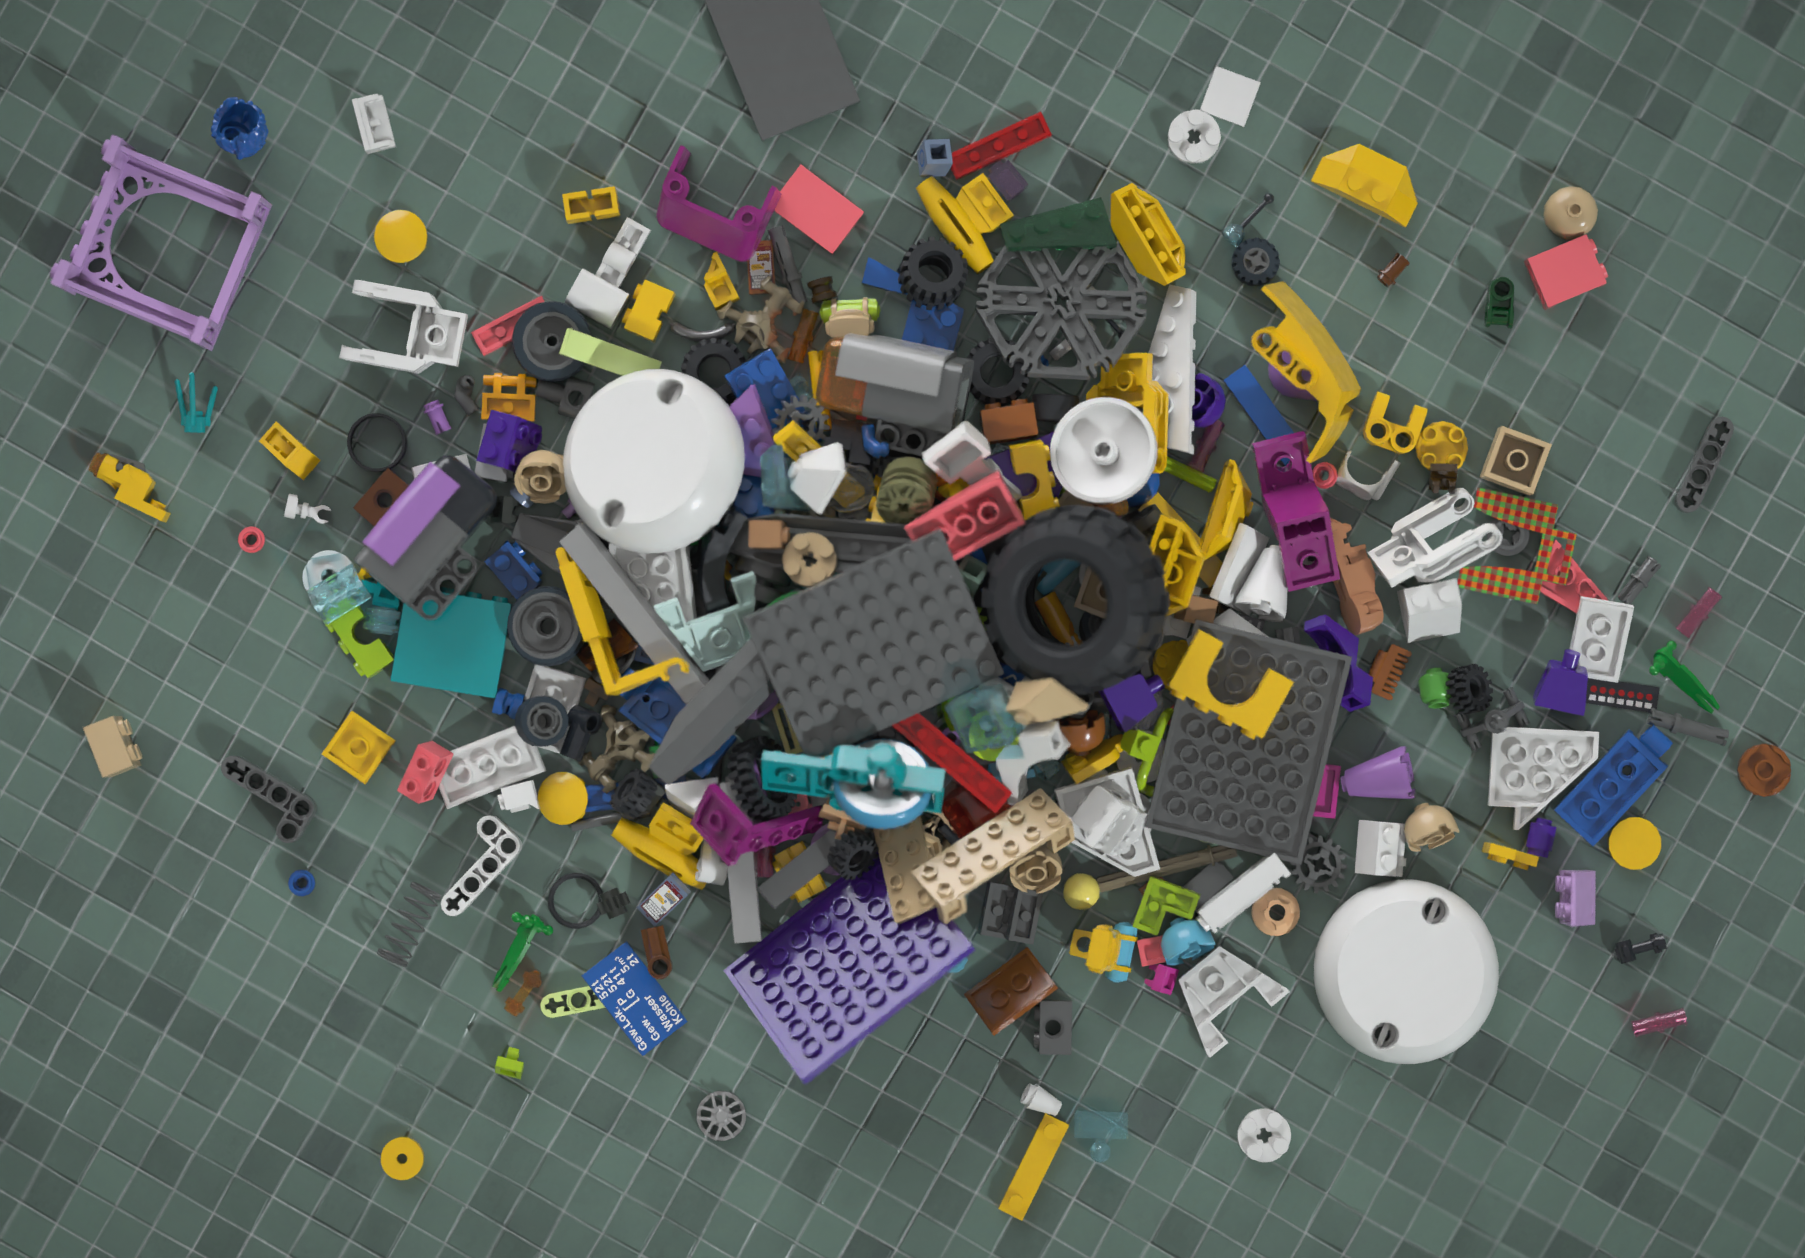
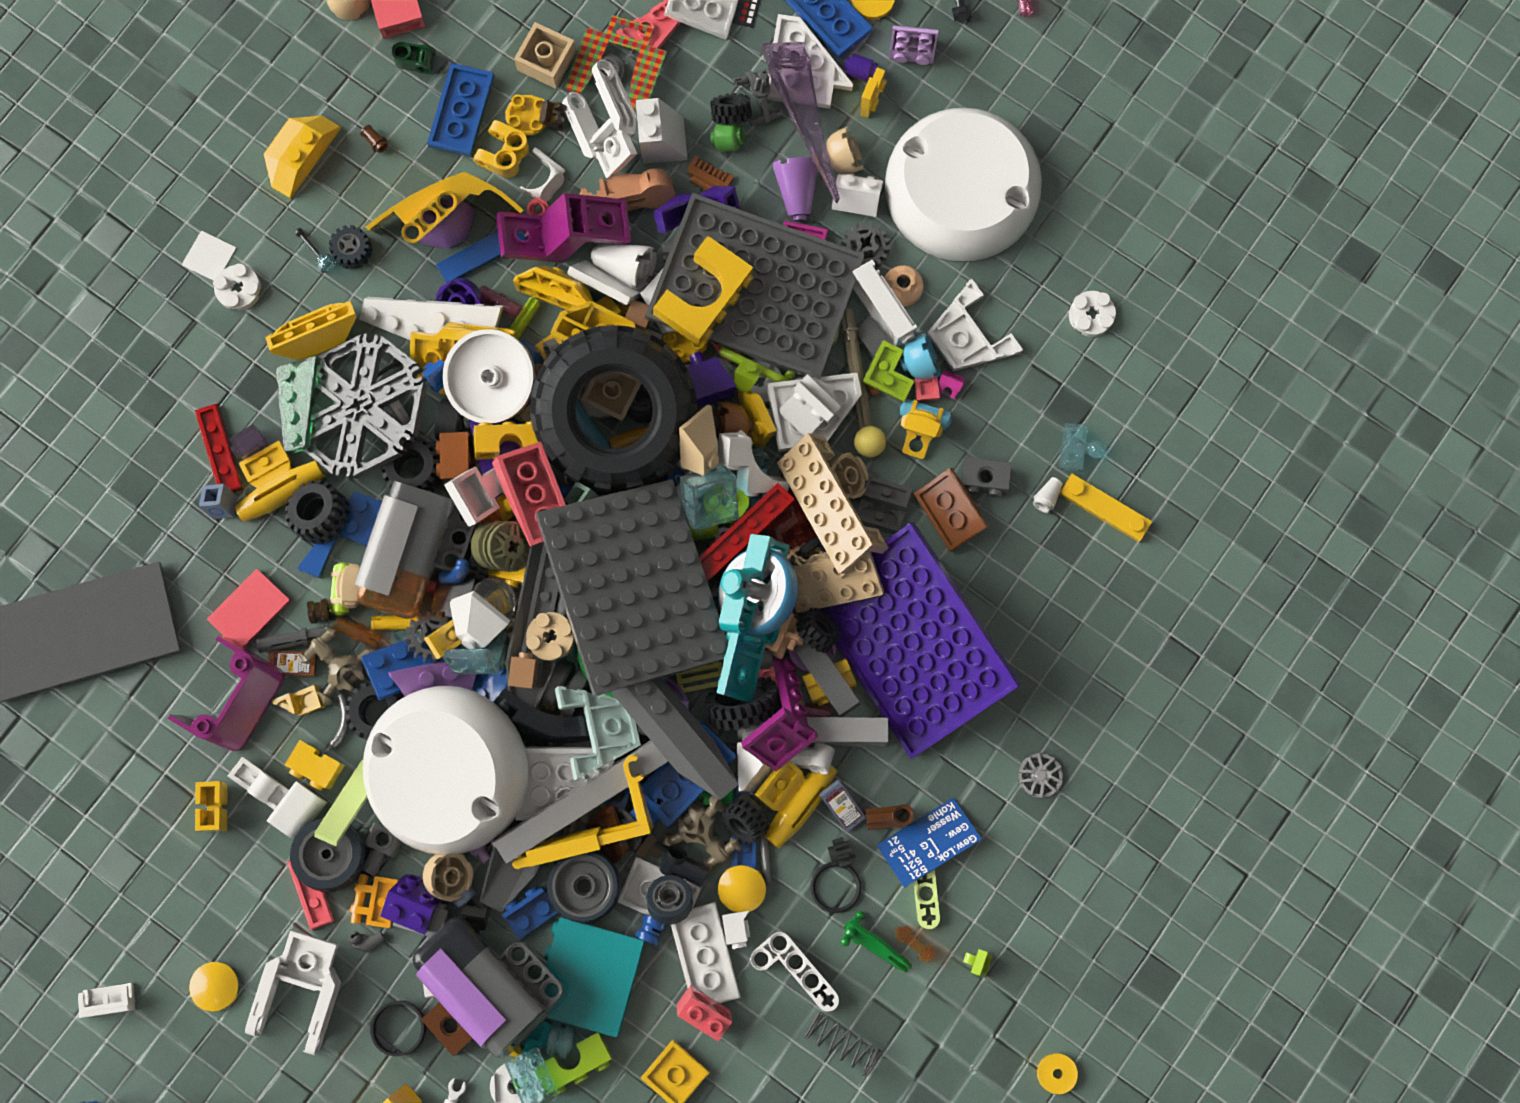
camera: 80 degrees left, 10 degrees down
(437, 416) = (381, 969): medium lavender pin -> none
(1103, 386) = (434, 375): none -> blue tile
(1439, 368) = (460, 109): none -> blue plate
(1510, 759) = (792, 76): none -> clear purple plate
(1563, 685) = (736, 36): dark purple torso -> none

